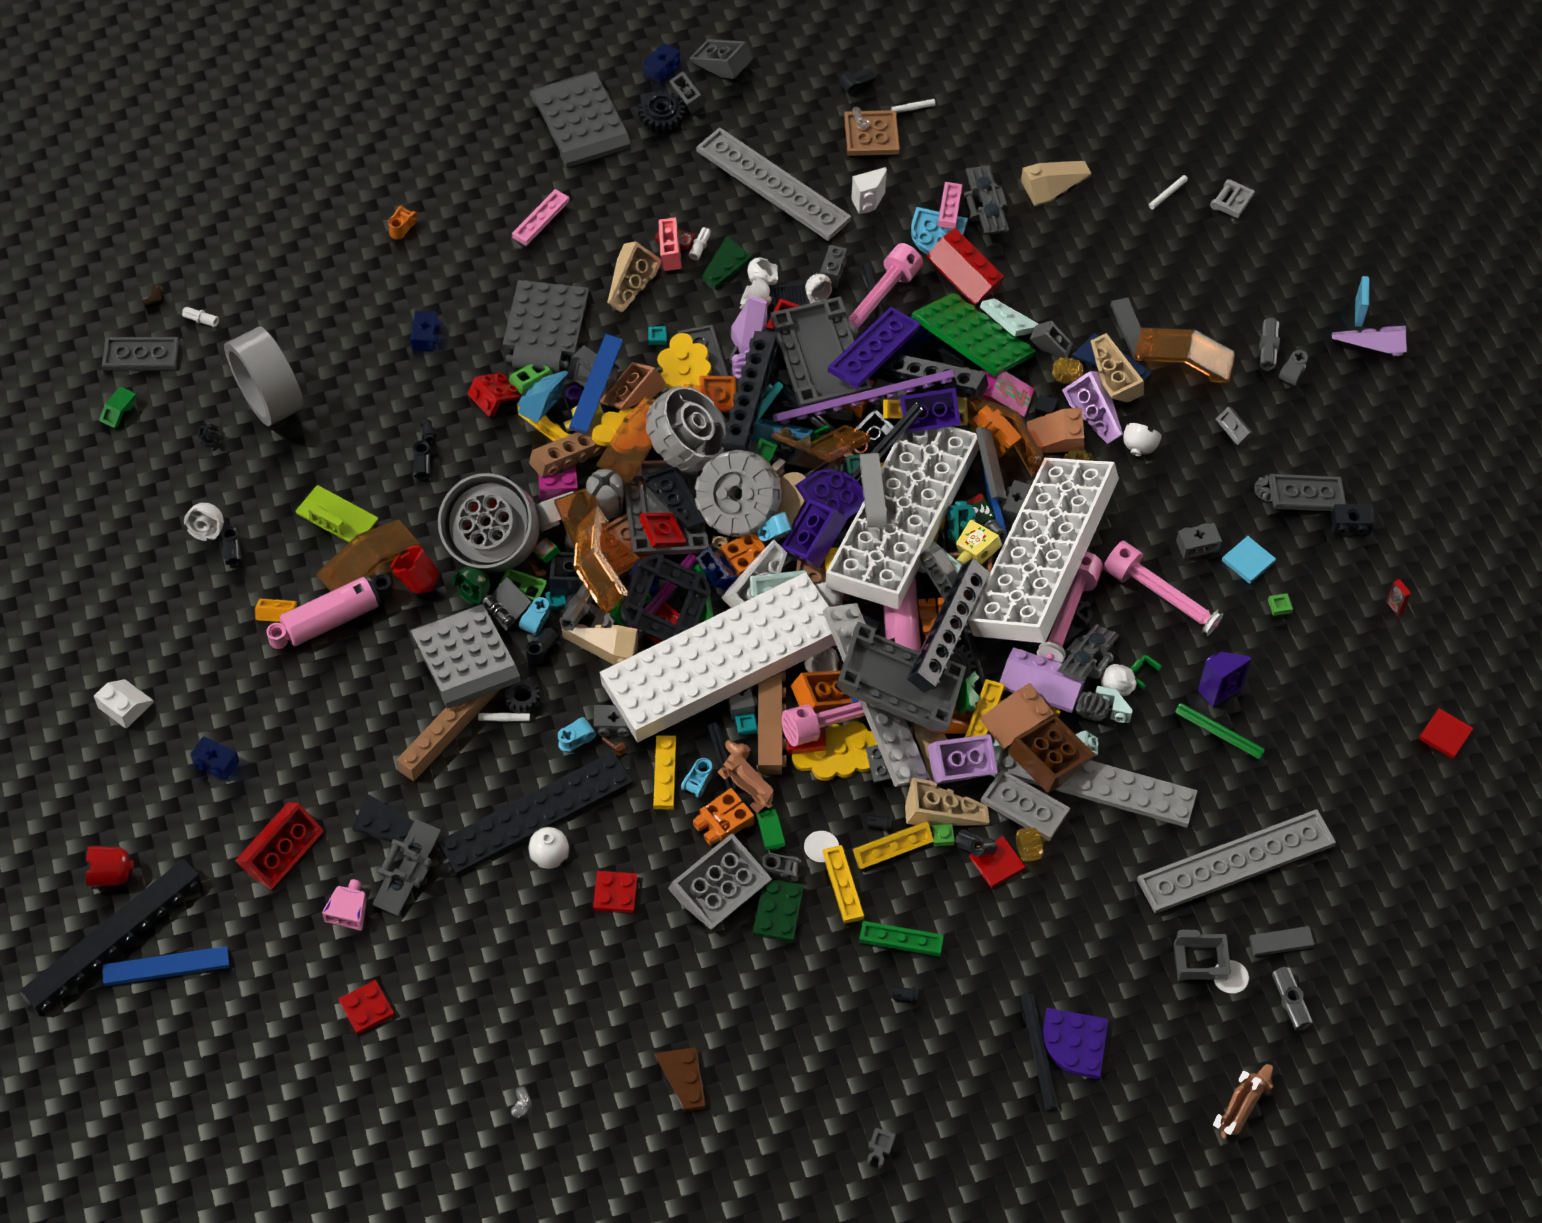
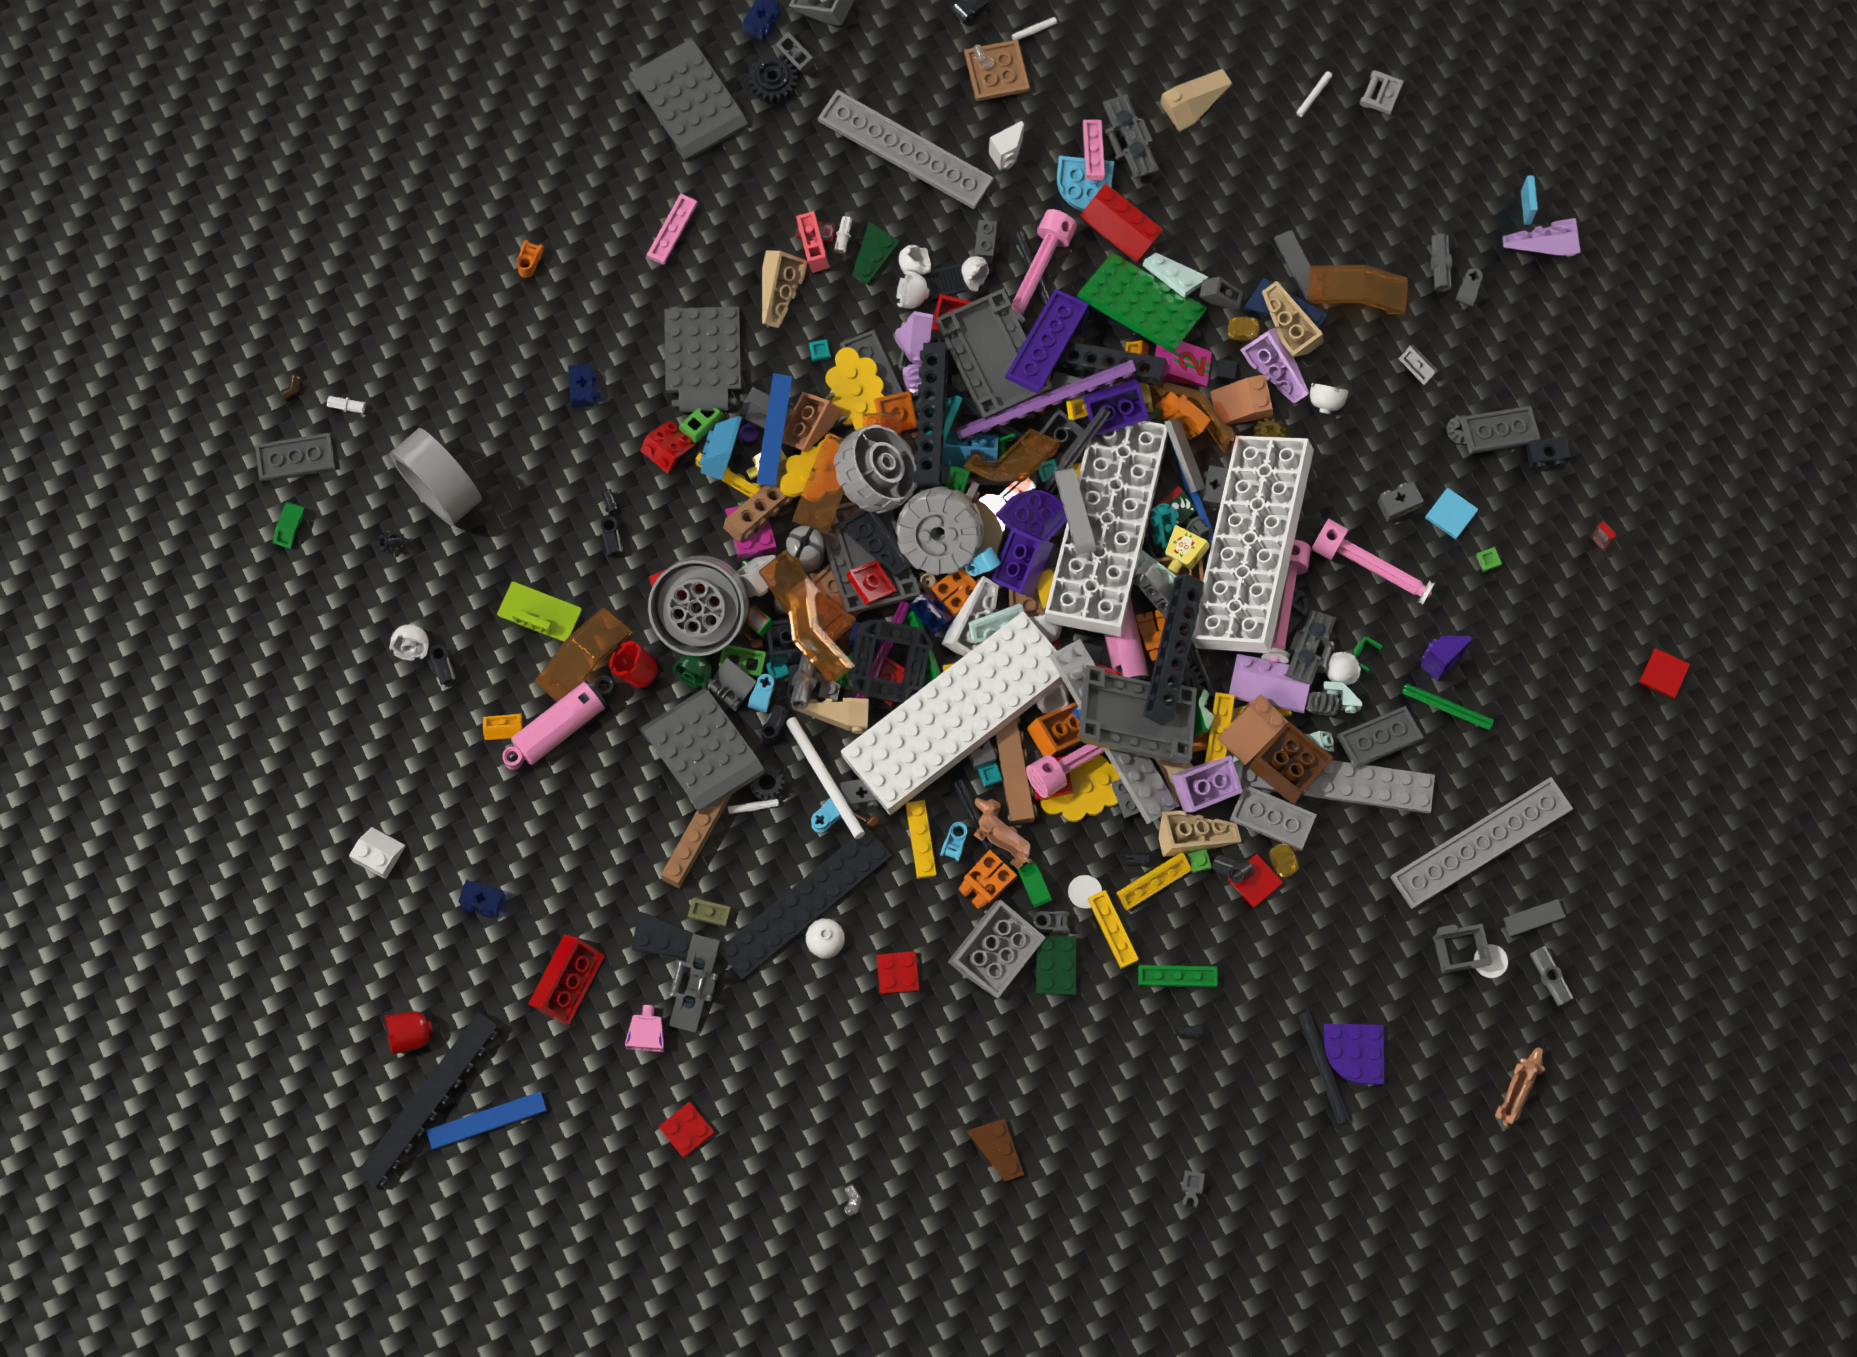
camera: 10 degrees left, 15 degrees up
(437, 805) = (709, 912): none -> olive plate
(580, 699) = (825, 778): none -> white piece
(1146, 747) = (1380, 737): none -> dark grey tile

